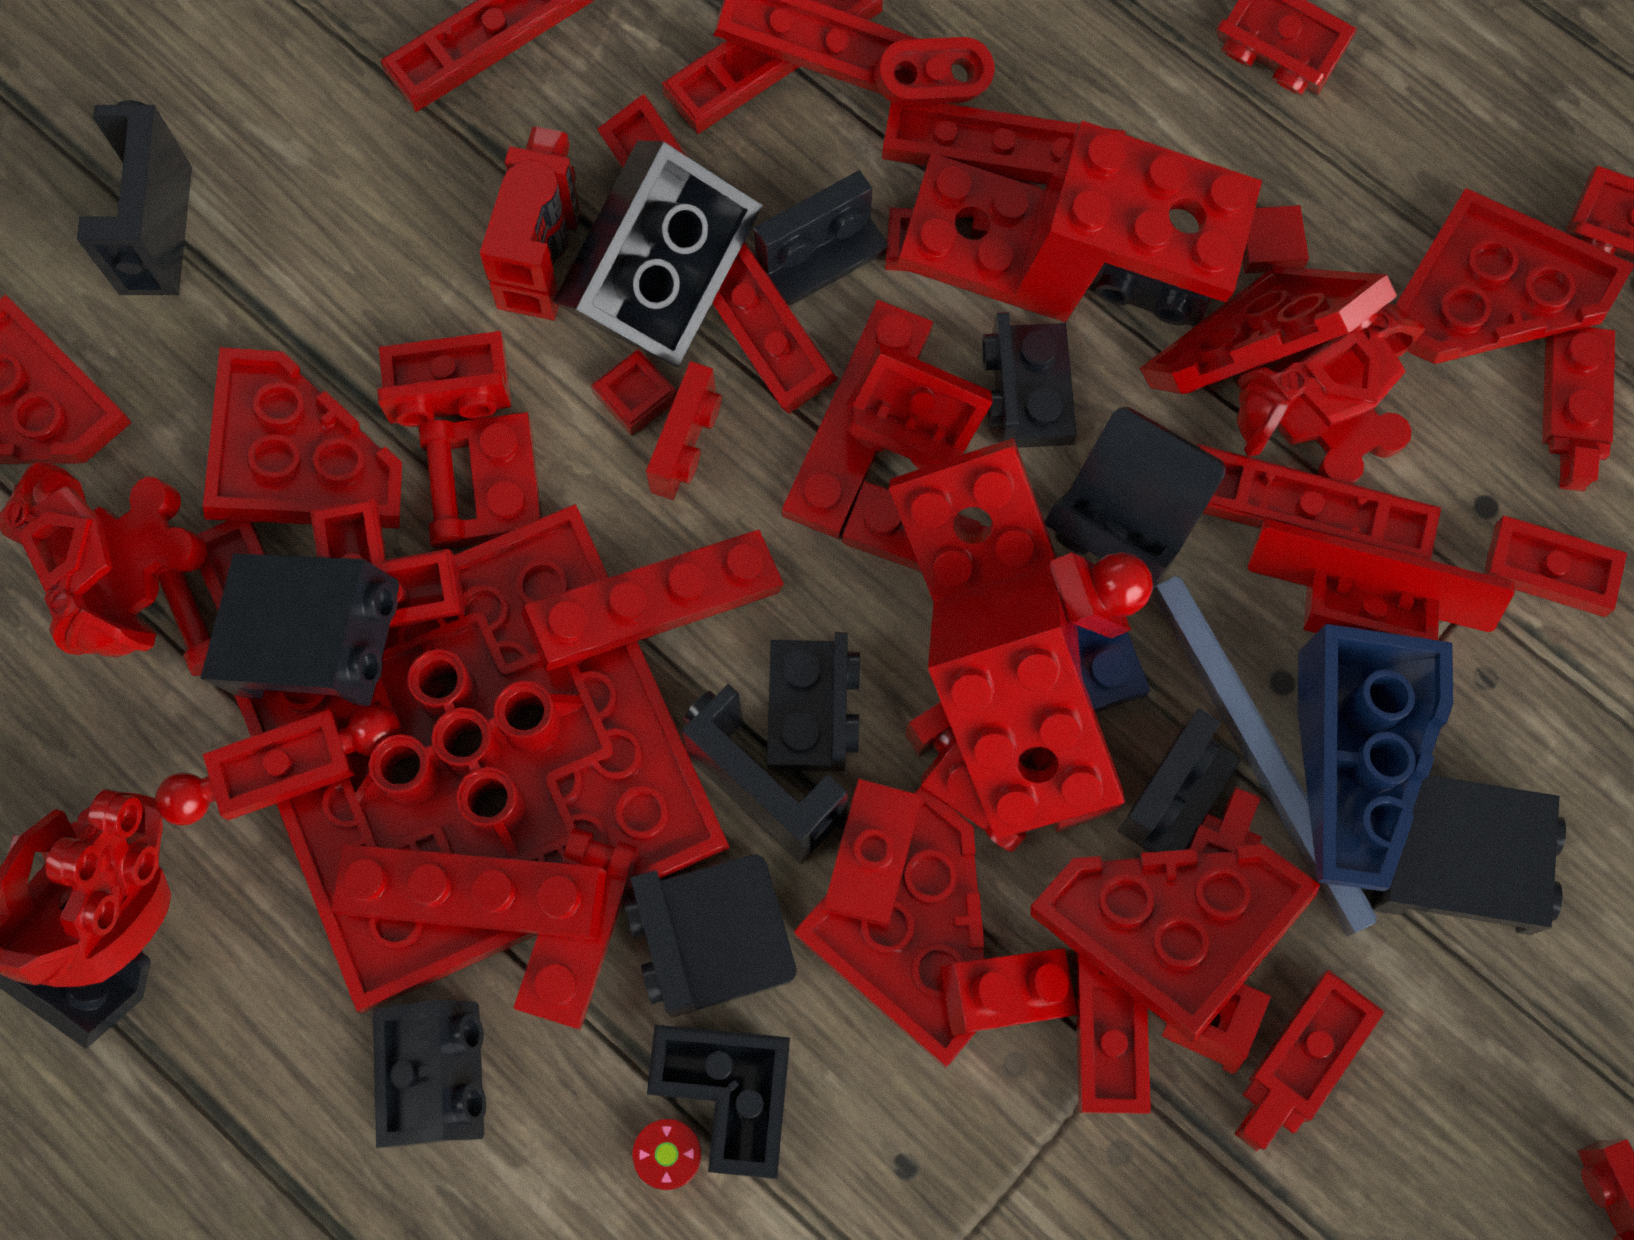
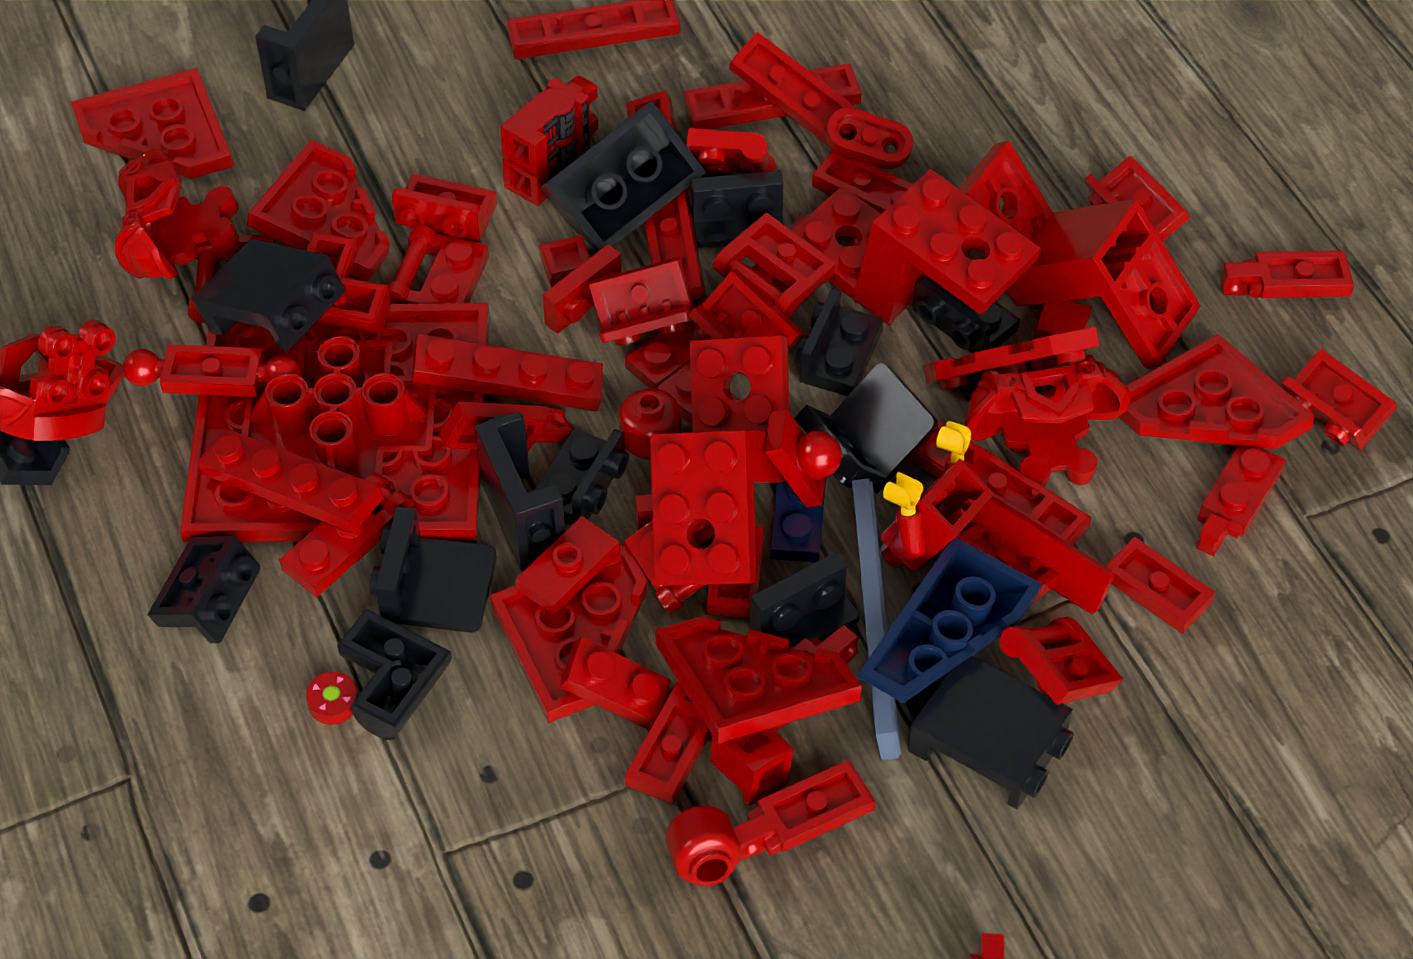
camera: 25 degrees right, 20 degrees down
(662, 706) = (541, 423): none -> red hinge
(760, 168) = (730, 151): none -> red plate
(775, 430) = (642, 301): none -> red bracket
(851, 611) = (645, 414): none -> red head
(913, 289) = (782, 256): none -> red plate
(1218, 1164) = (703, 845): none -> red head
(1292, 596) = (938, 514): none -> red torso
(1304, 134) = (1089, 254): none -> red bracket
(1503, 67) = (1289, 275): none -> red hinge
(1529, 731) = (1066, 672): none -> red plate

